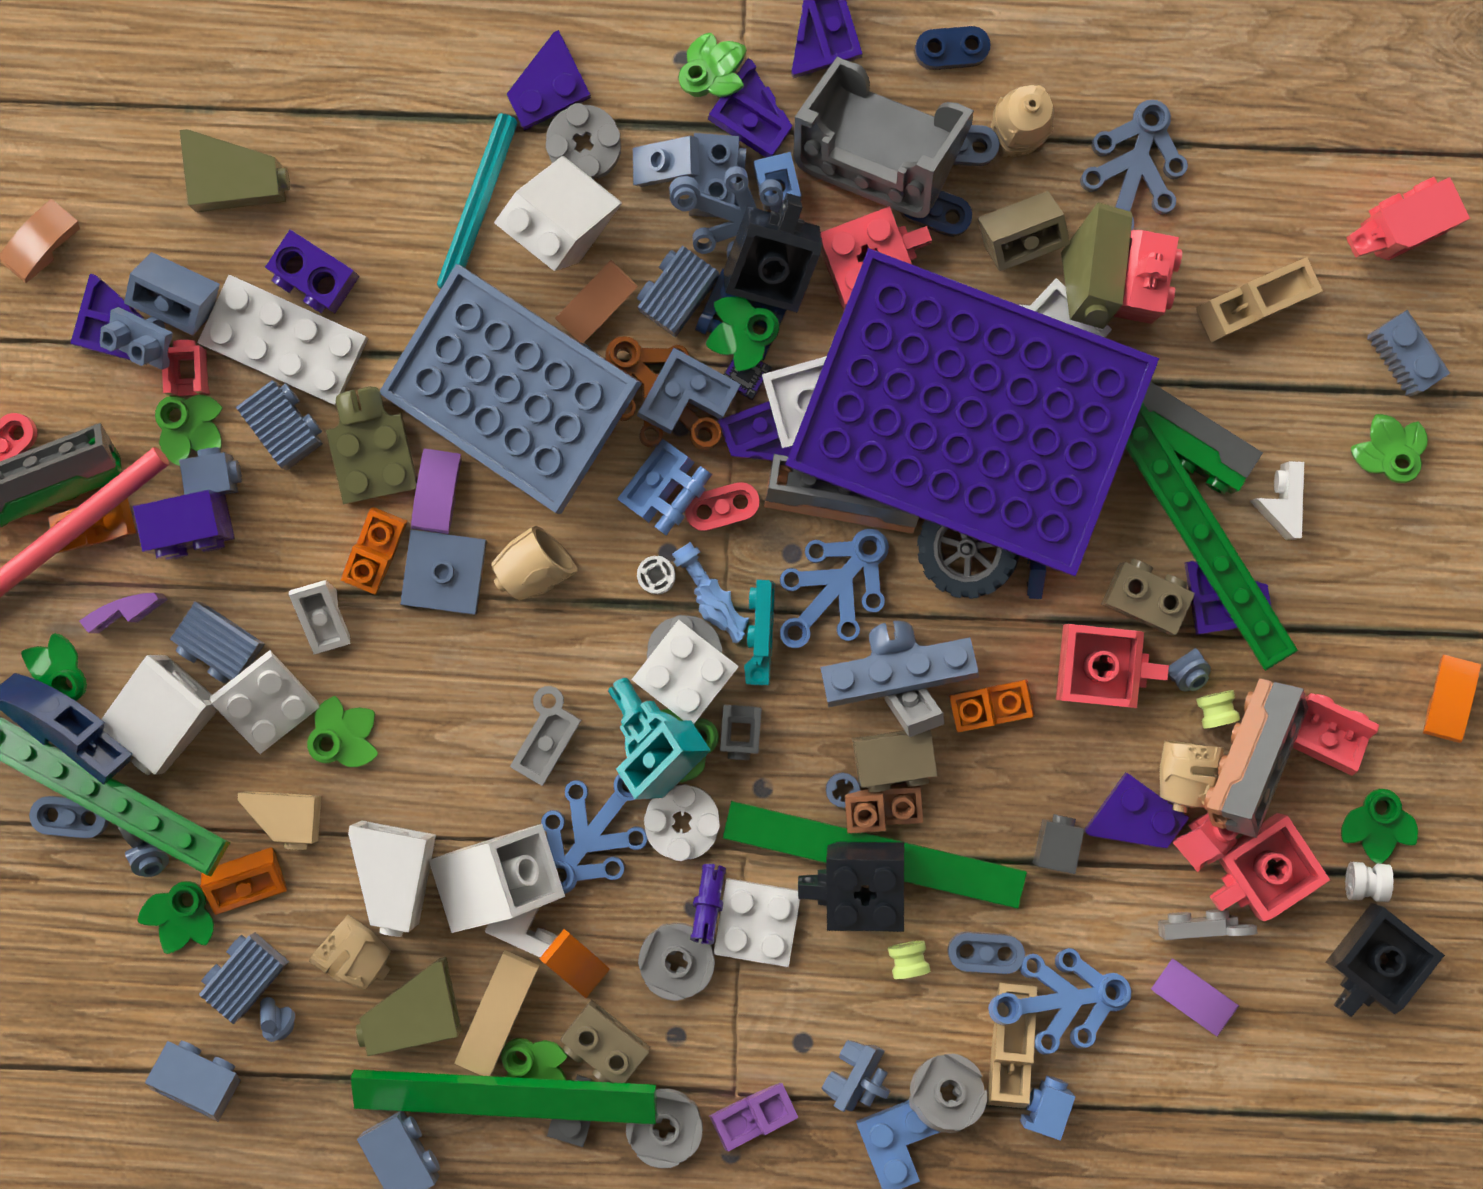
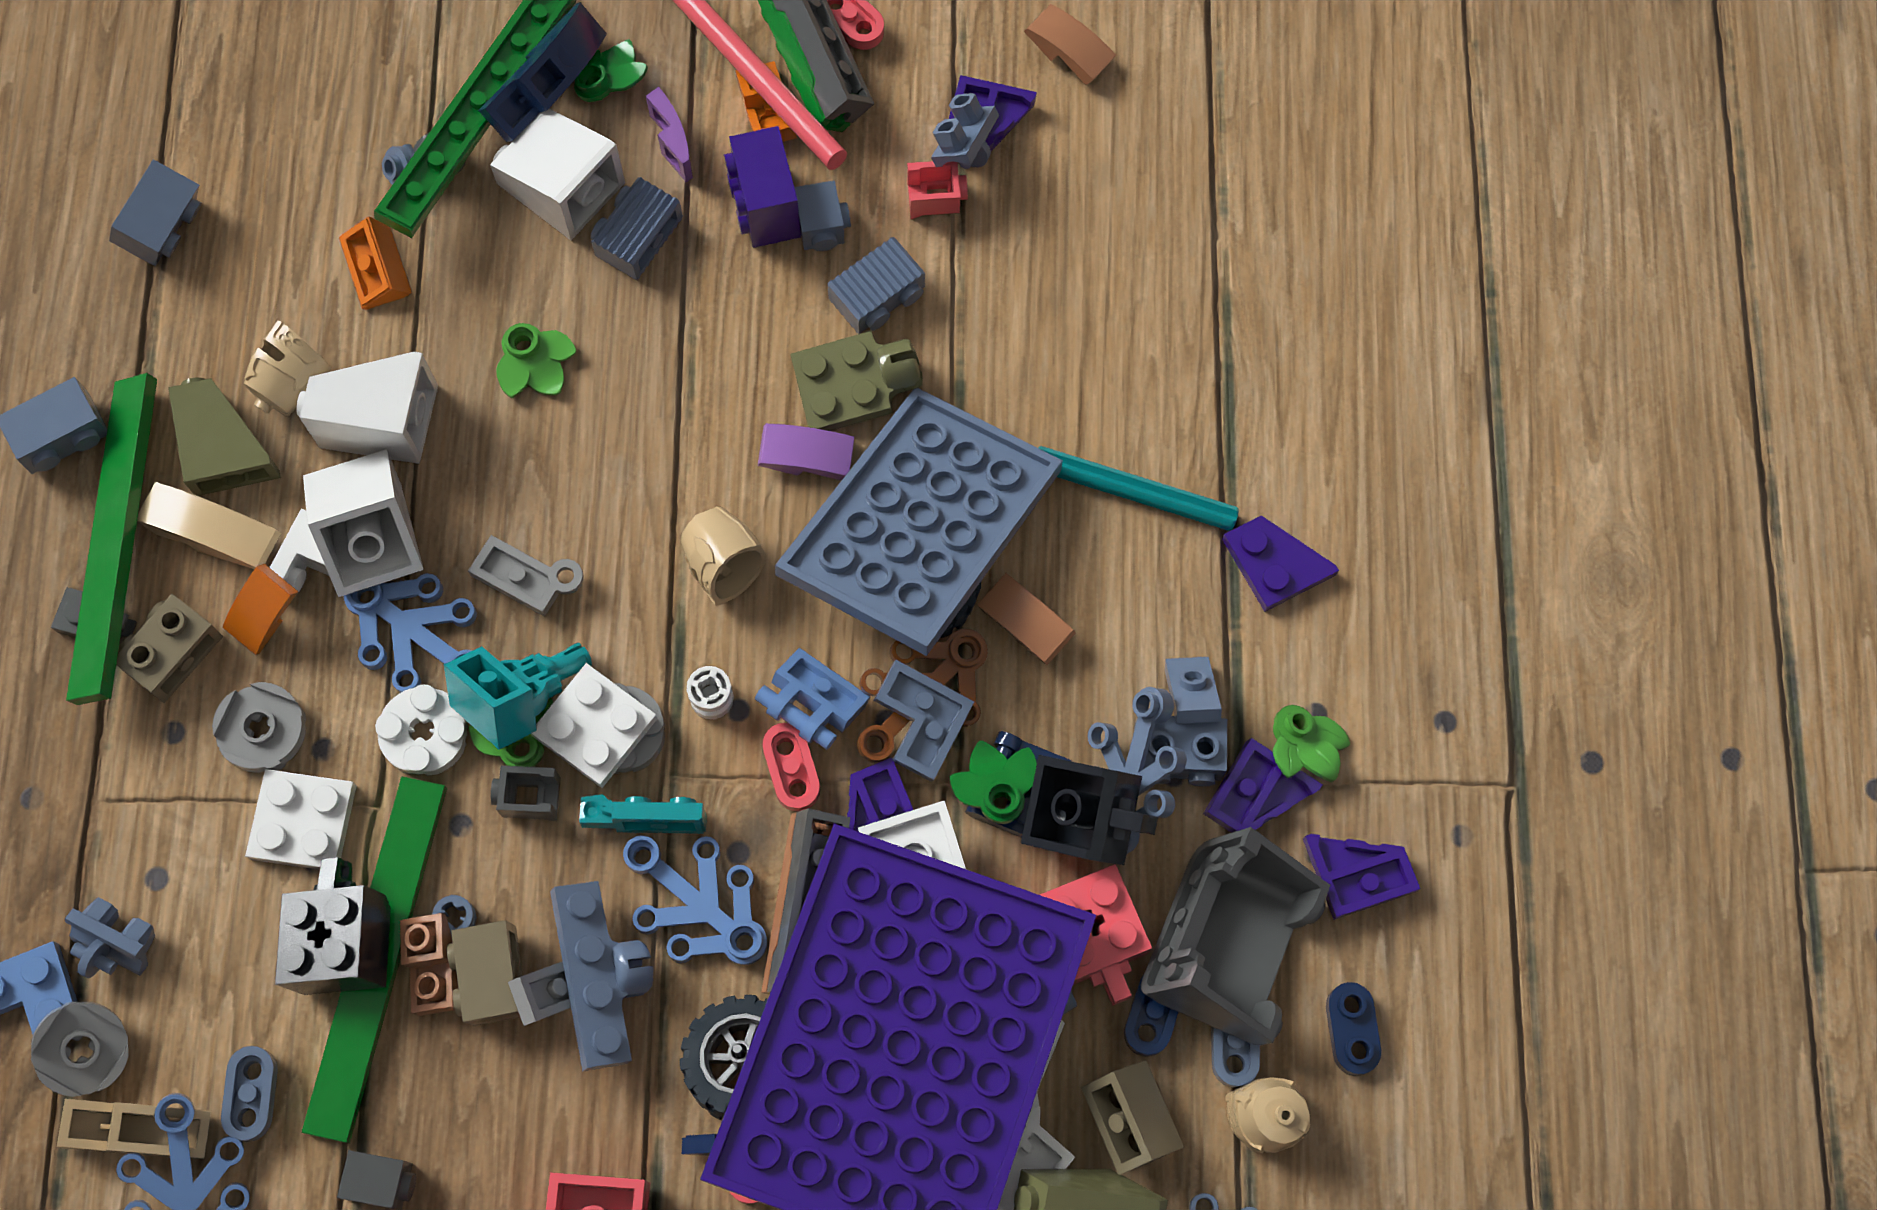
camera: 85 degrees right, 15 degrees down
(70, 818) = (444, 88): sand blue plate -> none
(171, 293) = (1017, 171): sand blue brick -> none
(177, 921) = (334, 199): green plate -> none
(193, 429) = (872, 201): bright green plate -> none
(229, 175) = (1150, 226): olive slope -> none
(243, 977) = (267, 263): sand blue brick -> none
(264, 702) = (569, 275): white plate -> none
(275, 1022) = (217, 296): sand blue plate -> none
(282, 340) = (972, 289): white plate -> none
(285, 816) = (443, 301): tan slope -> none
(315, 267) = (1054, 317): dark purple brick -> none
(320, 616) = (663, 329): white slope -> none
(374, 550) = (737, 389): orange slope -> none
(443, 572) = (714, 462): sand blue plate -> none
(541, 1061) = (152, 570): bright green plate -> none
(558, 214) = (1121, 566): white slope -> none
(583, 120) = (1217, 626): light grey plate -> none
(676, 1146) = (44, 734): light grey plate -> none
(677, 291) = (1043, 708): sand blue brick -> none
(708, 904) = (323, 759): dark purple pin -> none
(714, 602) = (679, 762): light blue piece -> none
(749, 379) = (941, 790): tile -> none
(753, 1116) = (71, 820): medium lavender slope -> none
(780, 169) = (1192, 822): medium blue brick -> none
(909, 959) = (245, 998): yellowish green wheel -> none
(992, 705) = (551, 1096): orange slope -> none
(1049, 1108) = (51, 1176): medium blue brick -> none

